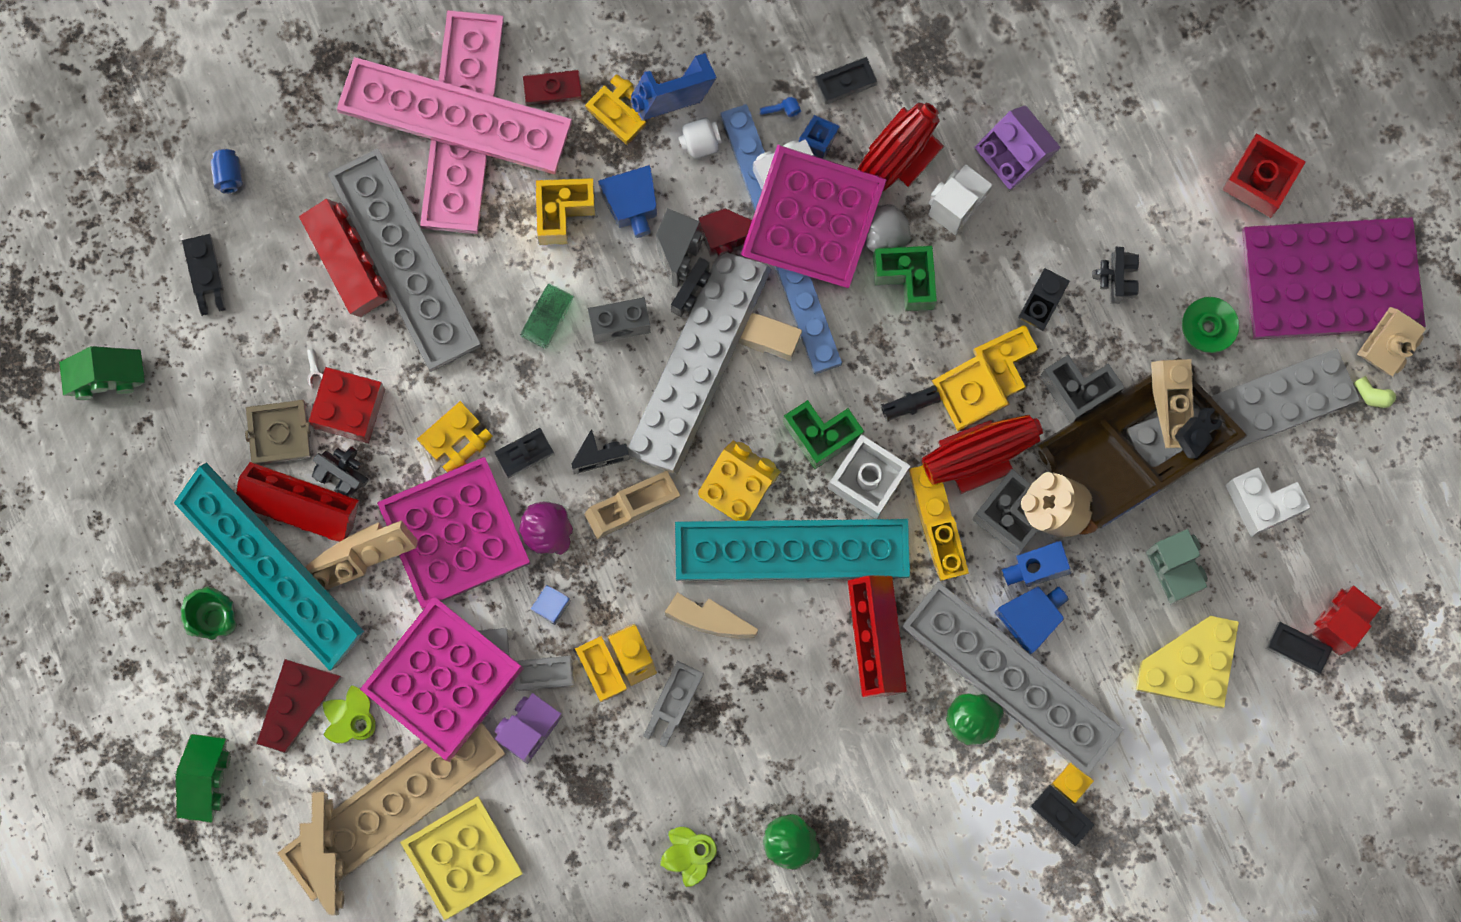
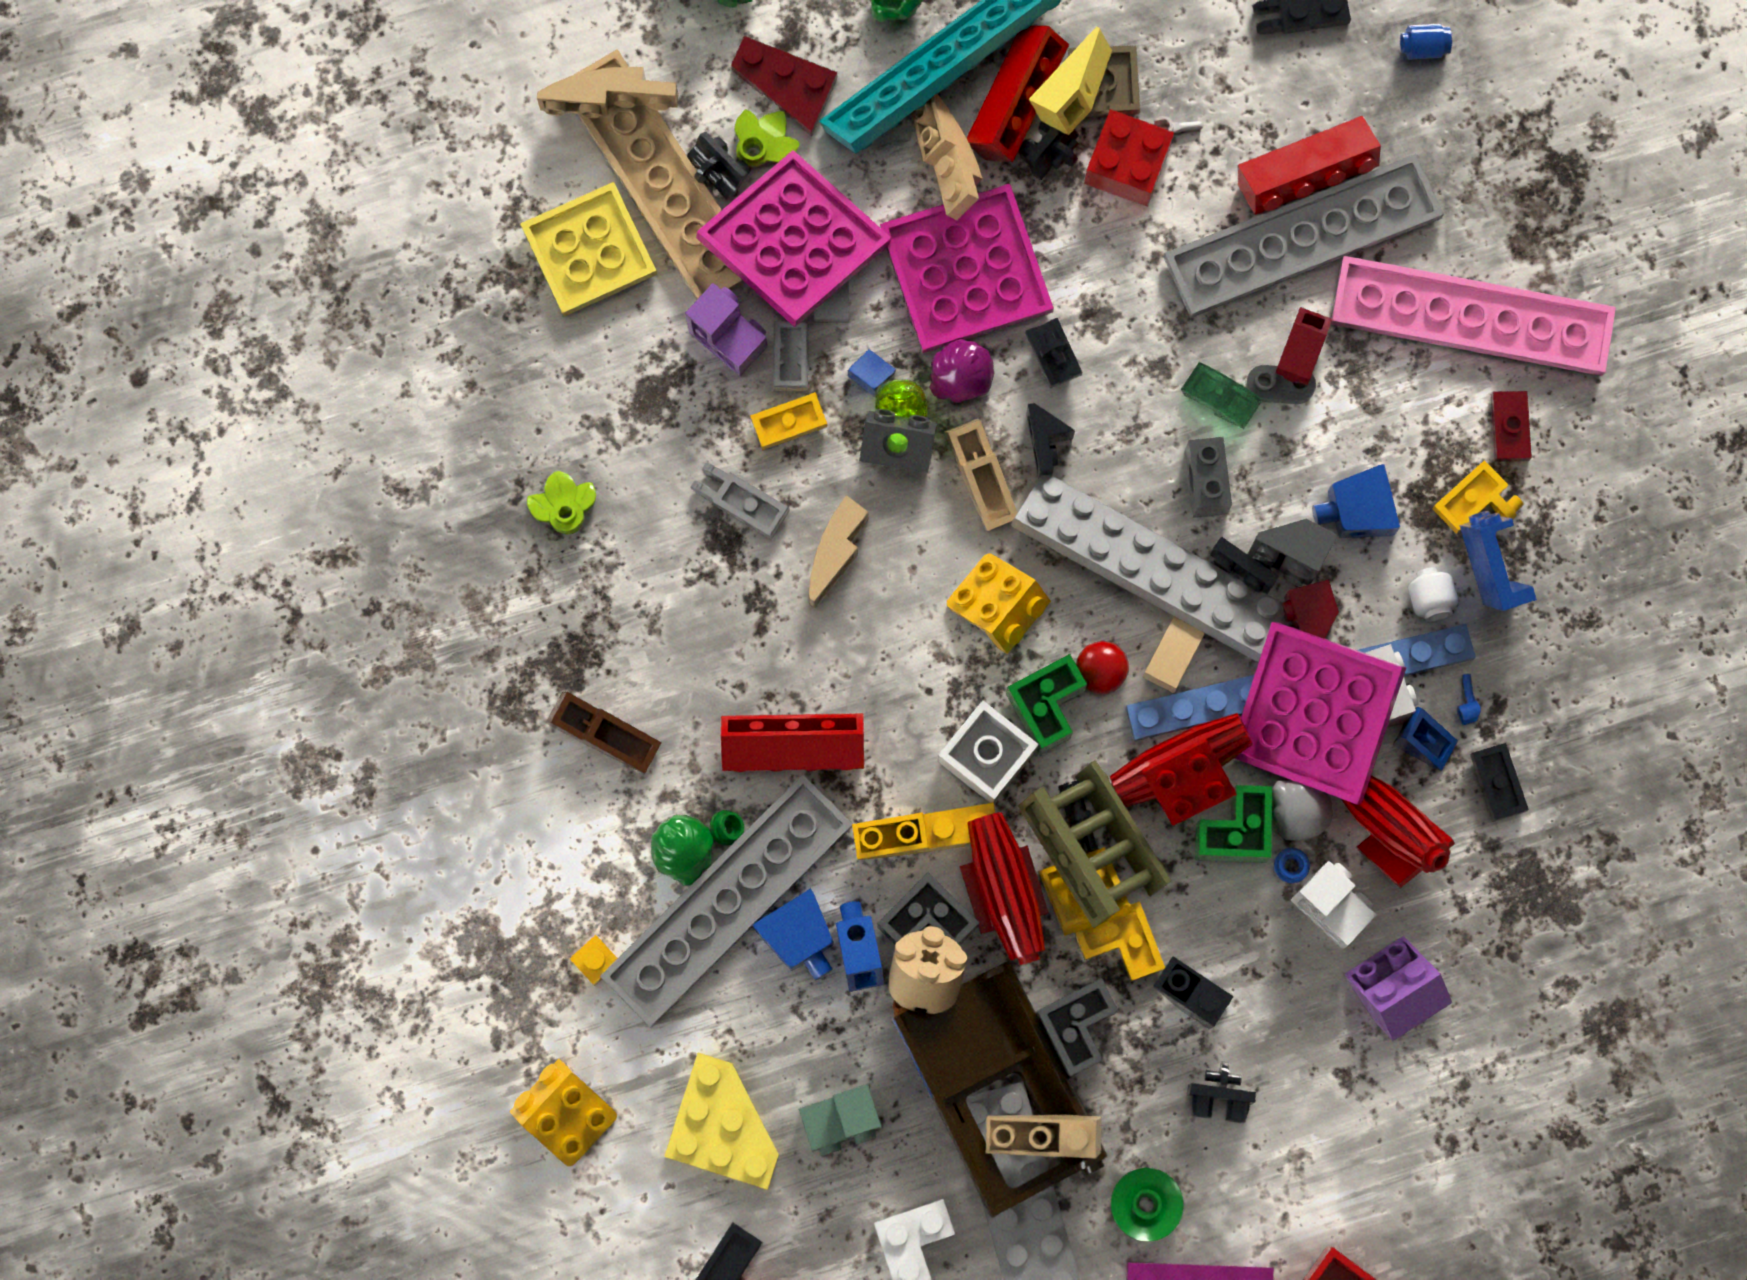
camera: 100 degrees right, 0 degrees up
(293, 453) = (1074, 85): none -> light yellow slope
(379, 752) = (717, 166): none -> black hips
(449, 431) = (1088, 272): yellow plate -> none
(454, 115) = (1477, 303): bright pink plate -> none
(503, 250) = (1303, 346): none -> dark red slope
(532, 269) = (1280, 389): none -> dark grey plate
(558, 201) = (1357, 411): yellow brick -> none
(580, 574) = (902, 398): none -> clear neon green hair
(623, 564) = (881, 450): none -> dark grey brick
(632, 654) = (802, 455): yellow torso -> none
(783, 393) = (1103, 667): none -> red hair
(790, 842) = (561, 617): green hair -> none
(791, 549) = (909, 656): teal plate -> none
(867, 319) = (1185, 769): none -> red plate
(883, 797) = (603, 732): none -> reddish brown slope
(929, 226) = (1302, 863): none -> blue plate
(949, 403) = (1070, 859): none -> olive fence
(951, 684) = (733, 824): none -> green plate
(1062, 815) = (556, 941): black plate -> none
(1195, 433) = (1001, 1153): black plate -> none
(1200, 794) = (563, 1113): none -> yellow bracket

